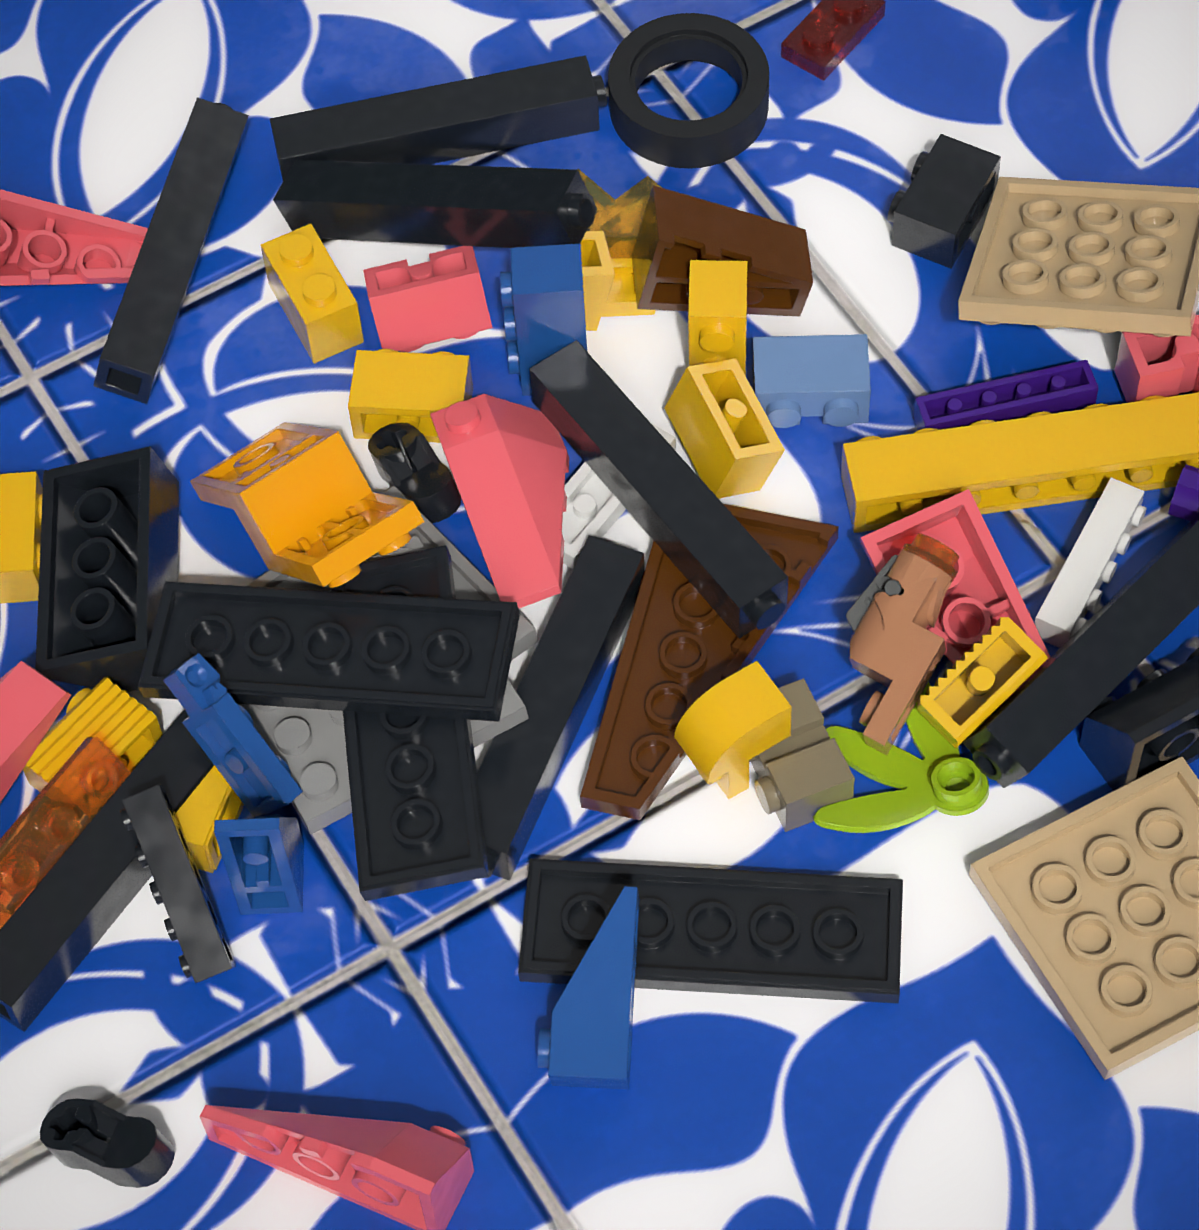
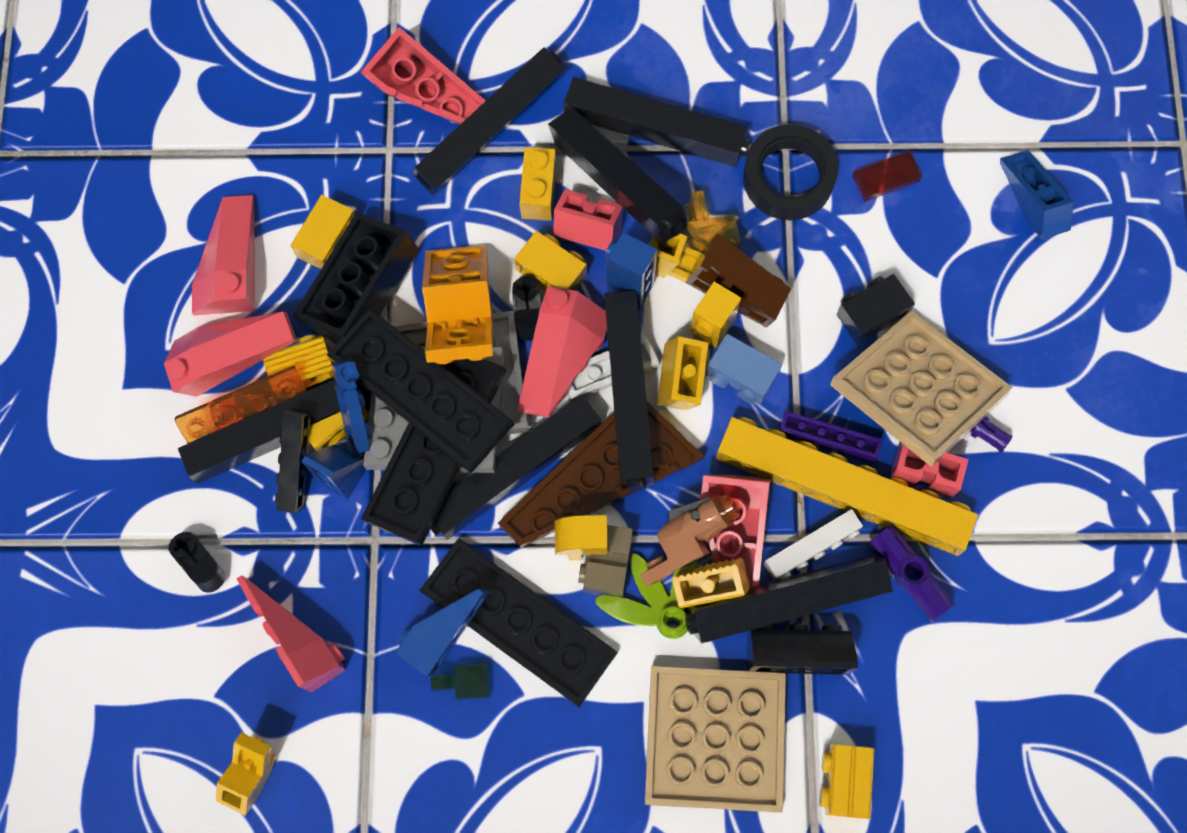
camera: 30 degrees right, 15 degrees up
(690, 1063) = (469, 681): none -> clear green plate

